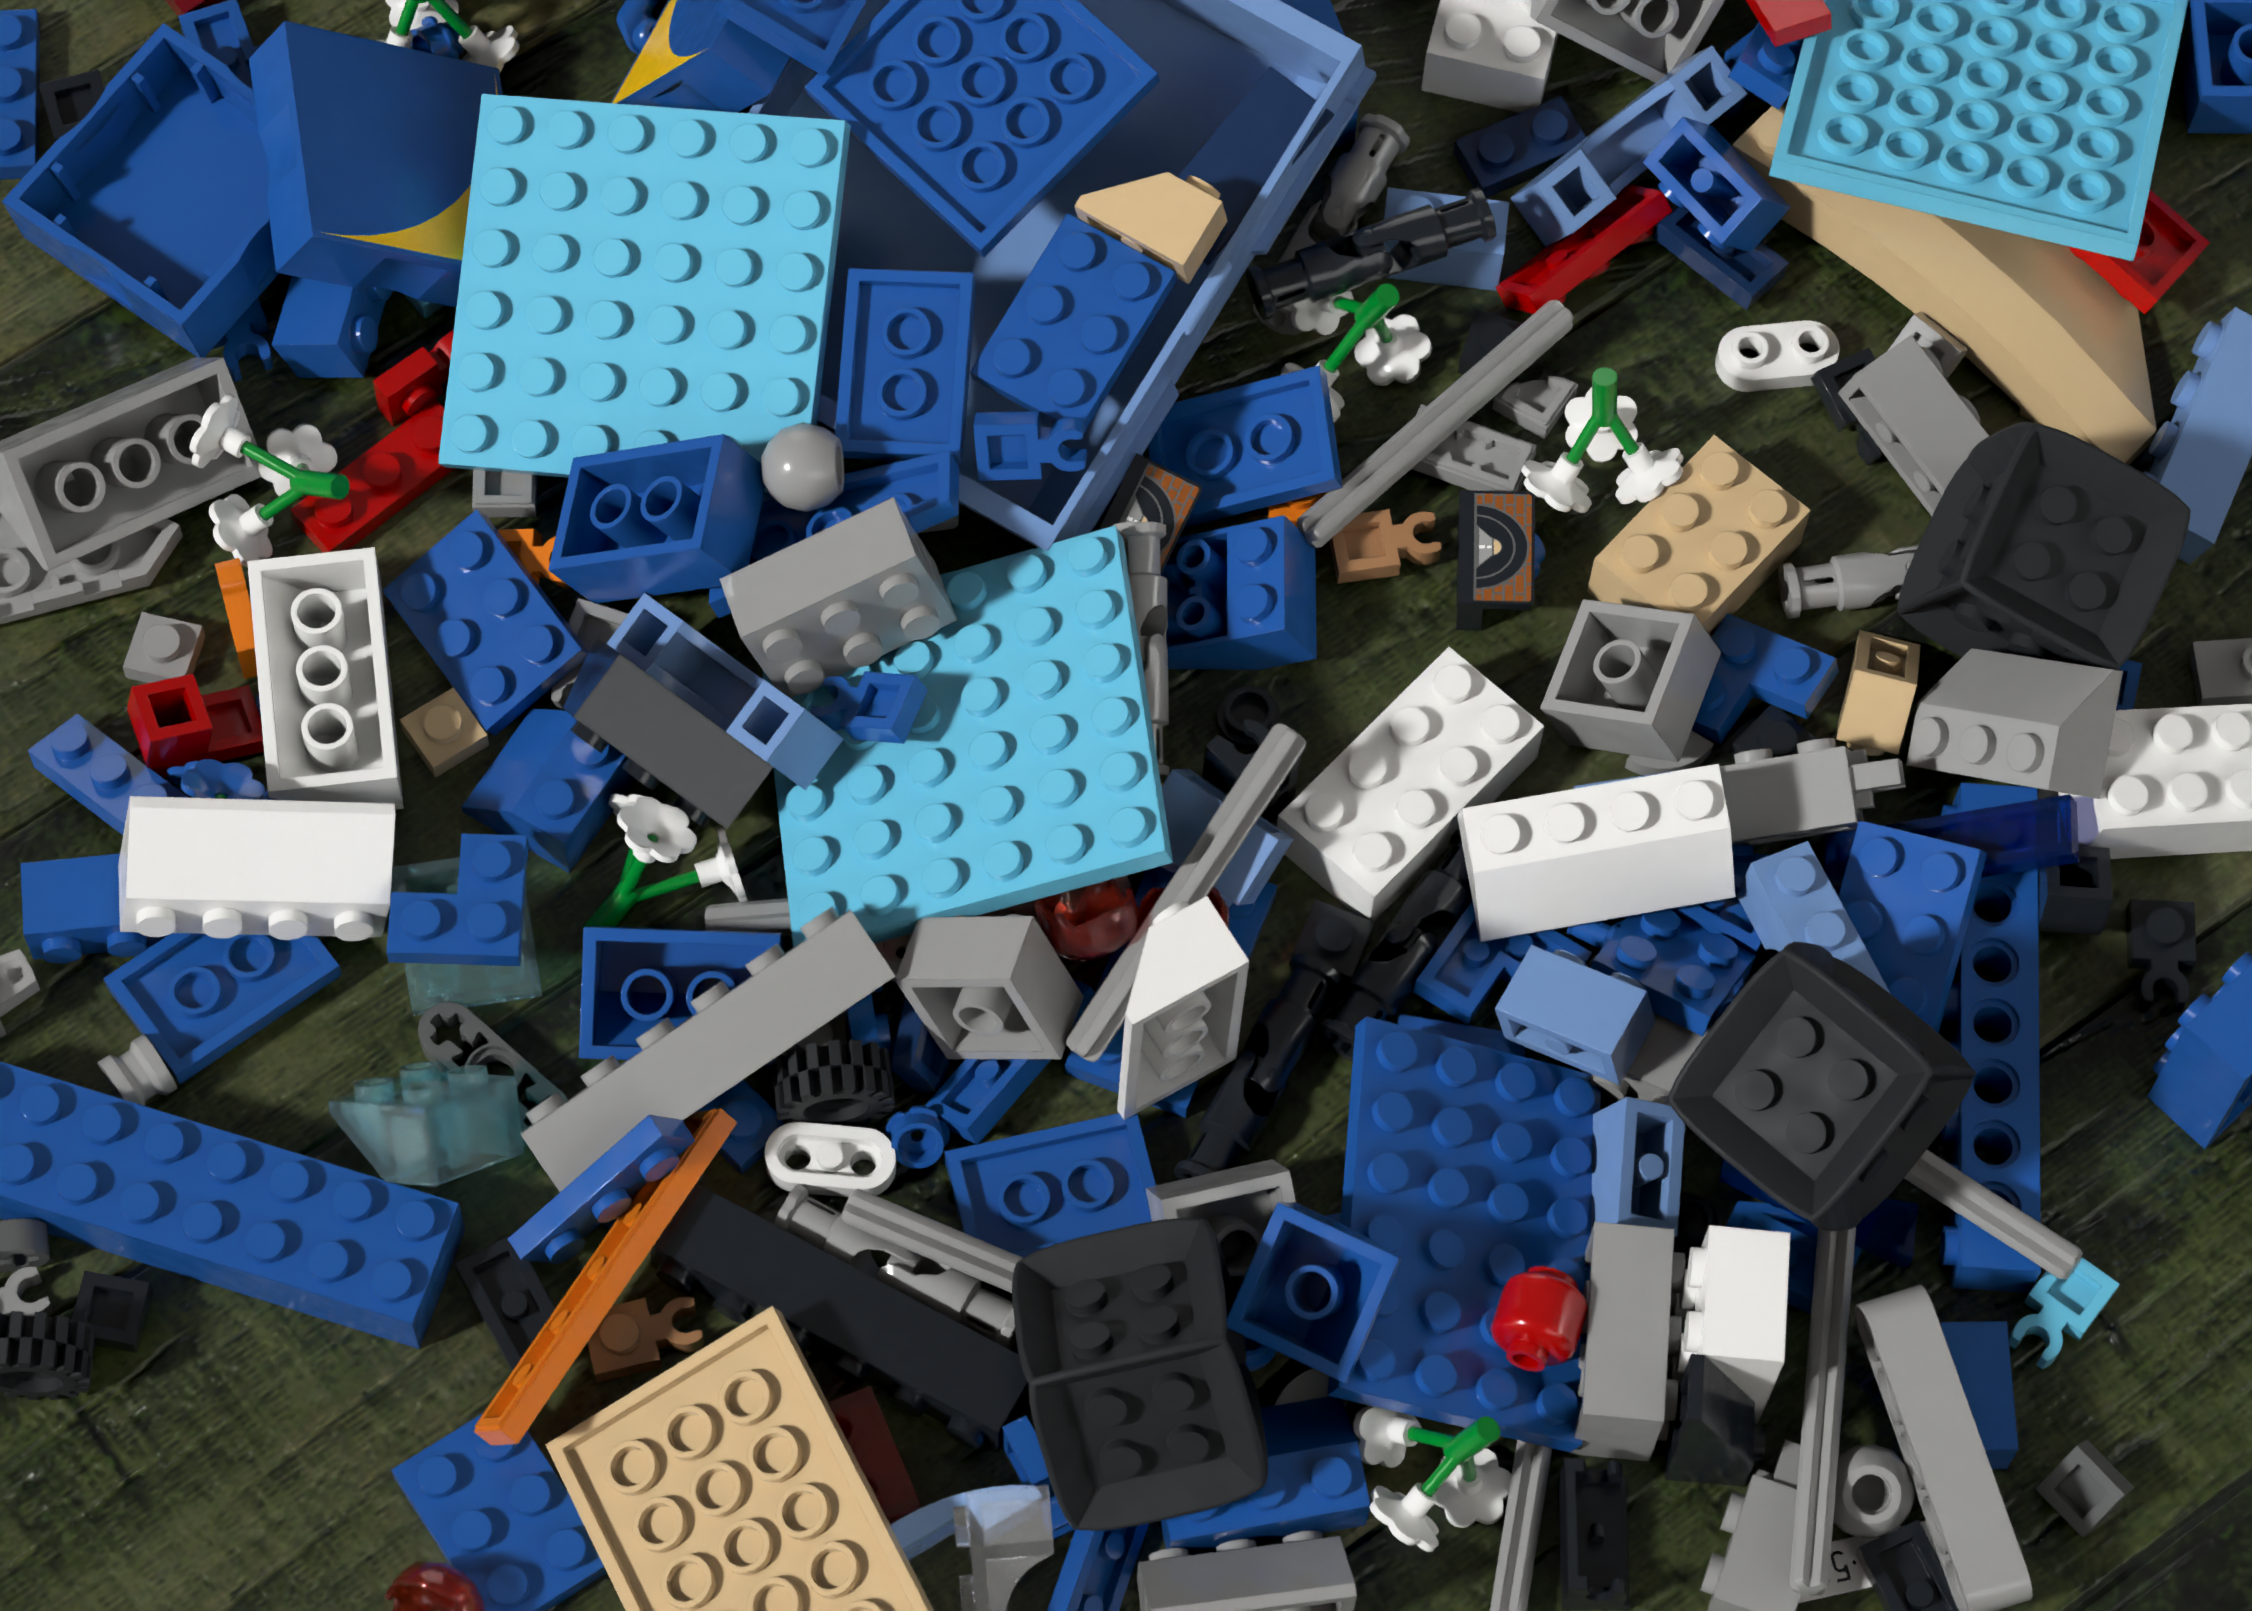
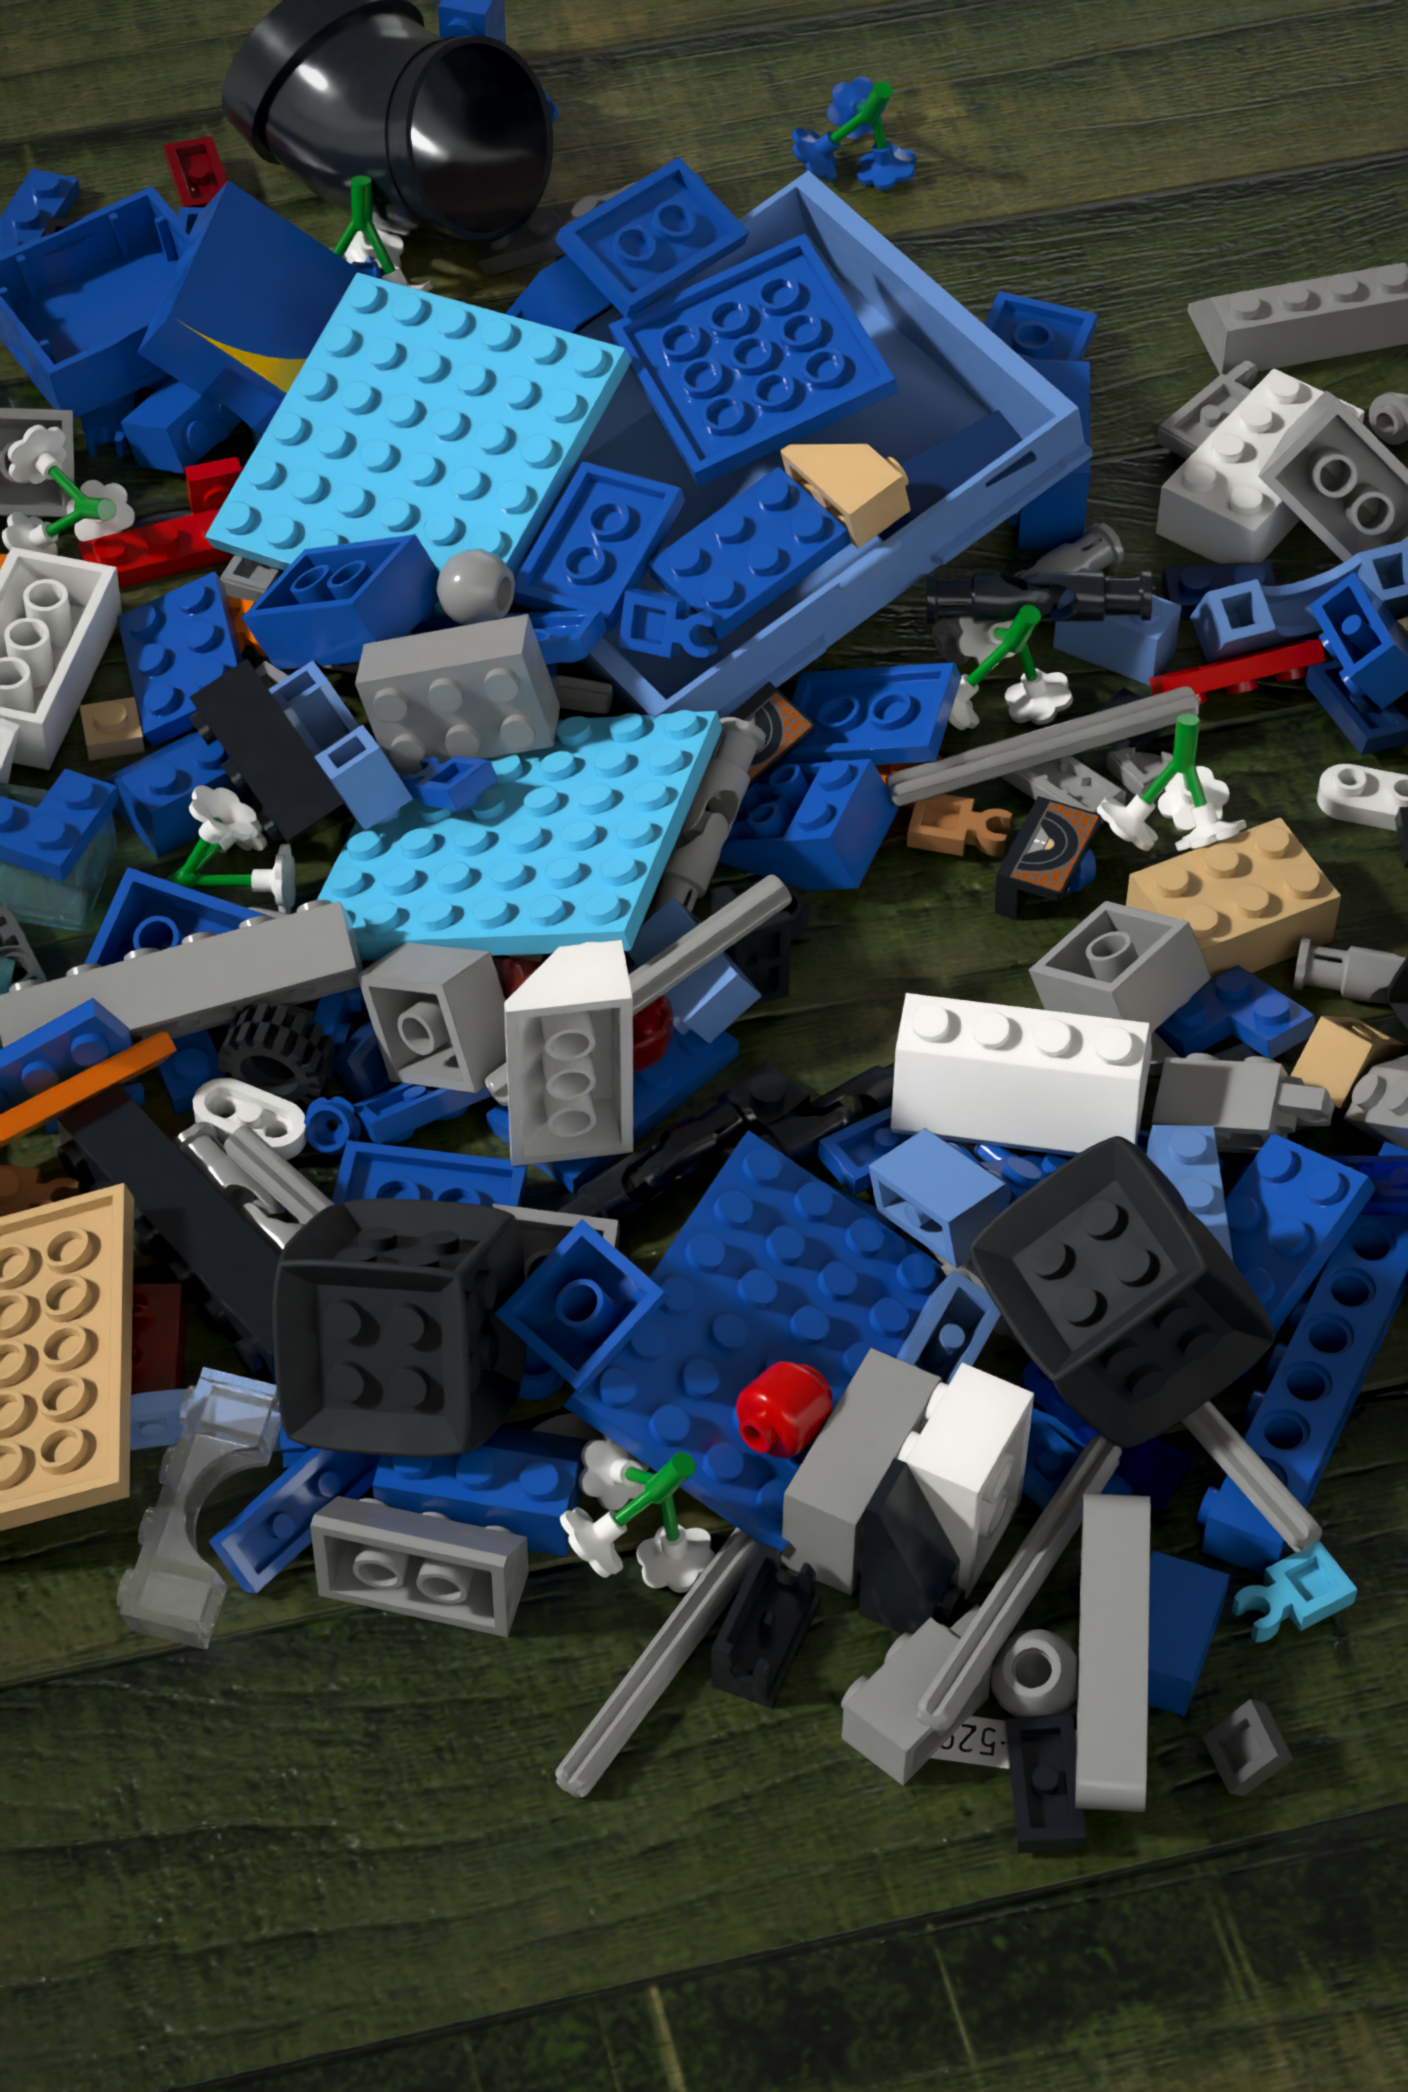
camera: 25 degrees right, 15 degrees down
(1400, 784) = (846, 1004): white brick -> none

